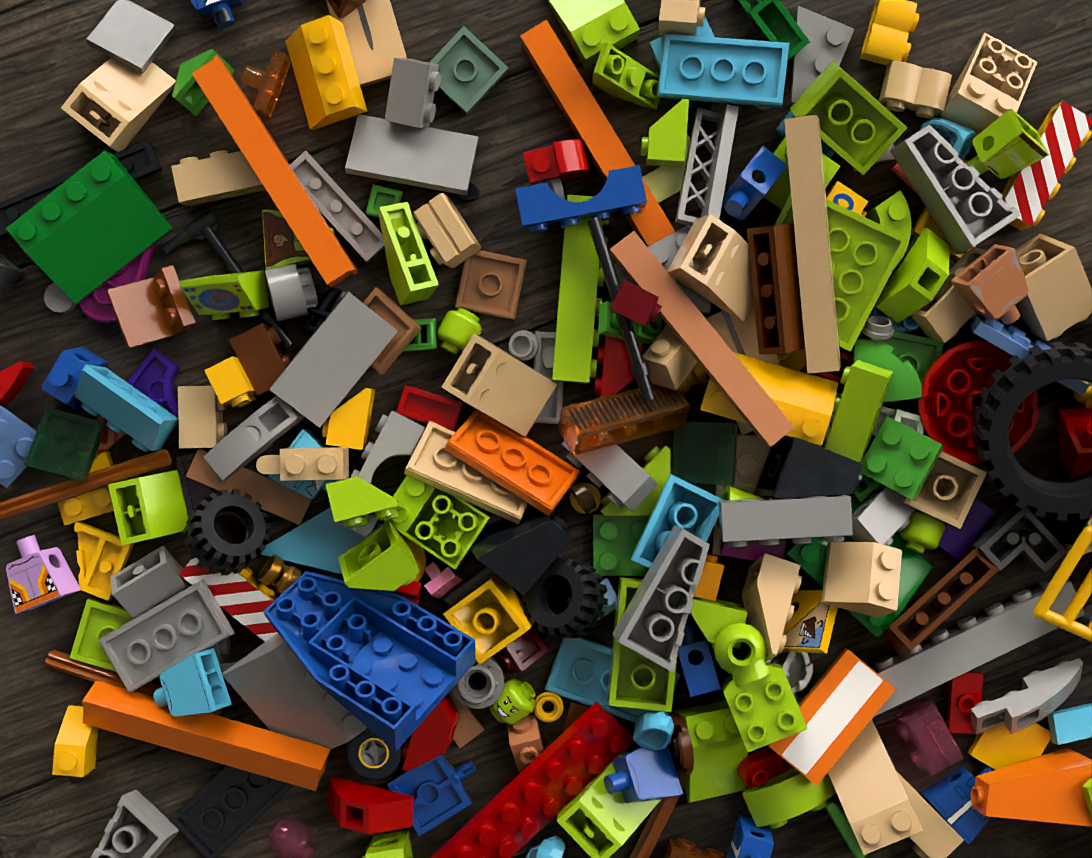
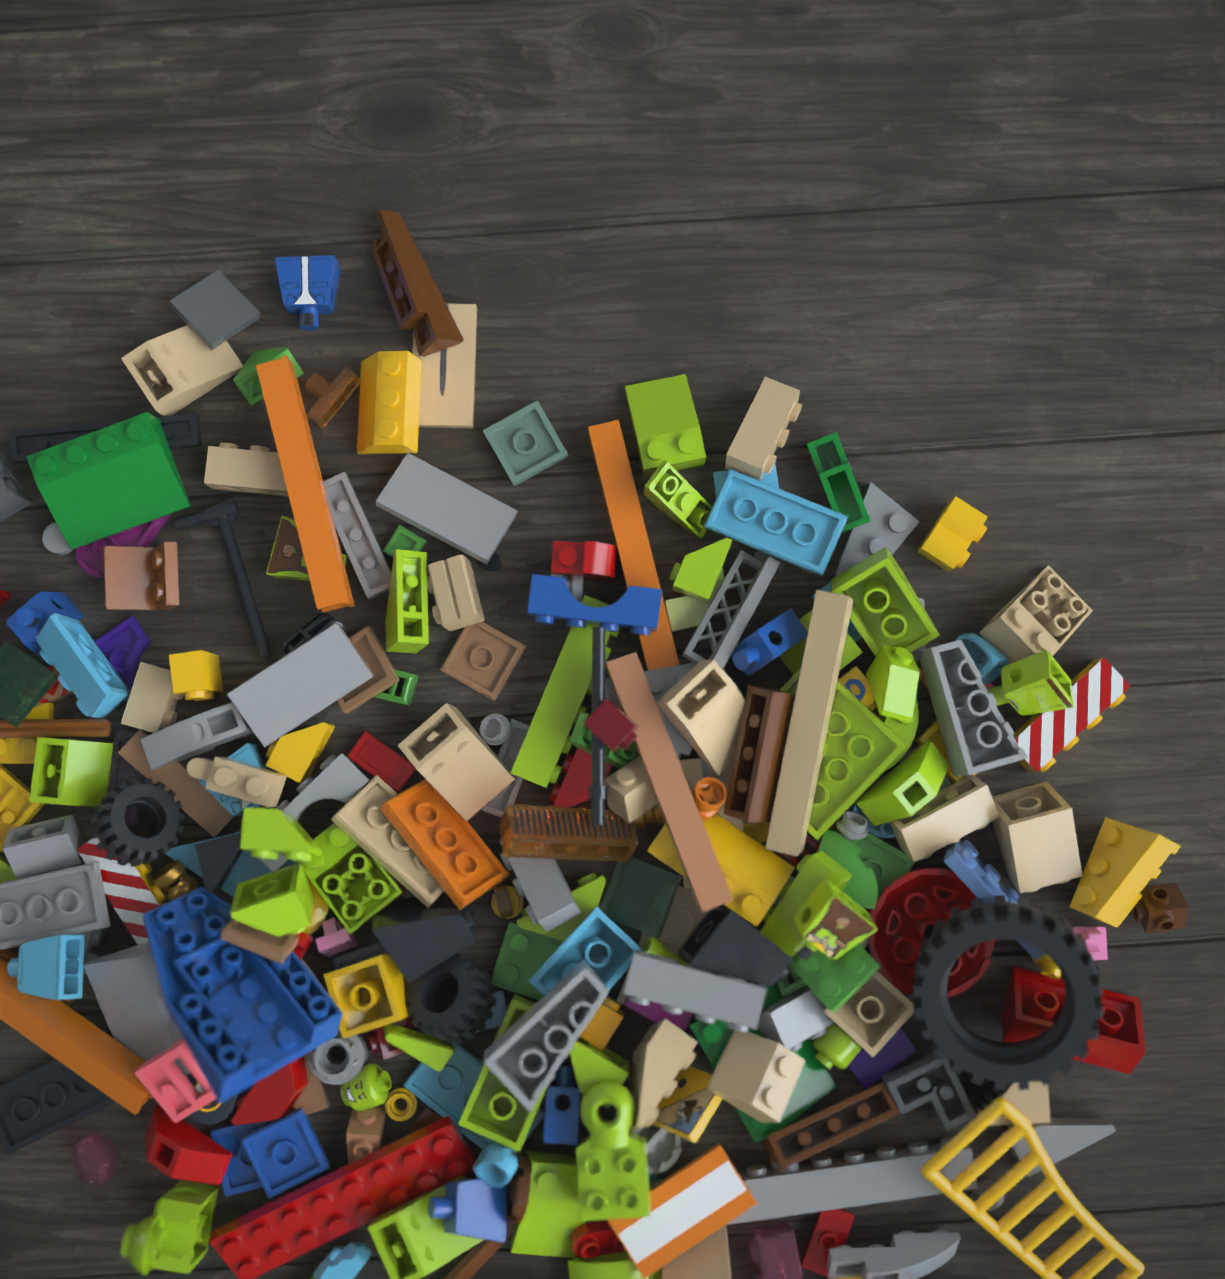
camera: 15 degrees right, 5 degrees down
(227, 294) = (220, 586): lime slope -> none
(261, 356) = (231, 657): reddish brown brick -> none
(291, 291) = (283, 603): light grey piece -> none
(312, 540) = (218, 860): none -> black slope
(341, 755) = (170, 1084): none -> coral plate
(377, 600) = (259, 941): none -> medium nougat tile
(412, 92) = (465, 448): light grey brick -> none
(458, 329) = (435, 692): lime head -> none
(460, 780) = (285, 1152): none -> blue tile
(551, 648) = (419, 1045): none -> lime slope
(742, 341) = (713, 796): none -> orange wheel
(879, 183) = (894, 682): none -> lime slope
(888, 420) = (830, 922): none -> torso
(915, 89) = (961, 599): tan brick -> none
(993, 284) = (979, 819): nougat torso -> none

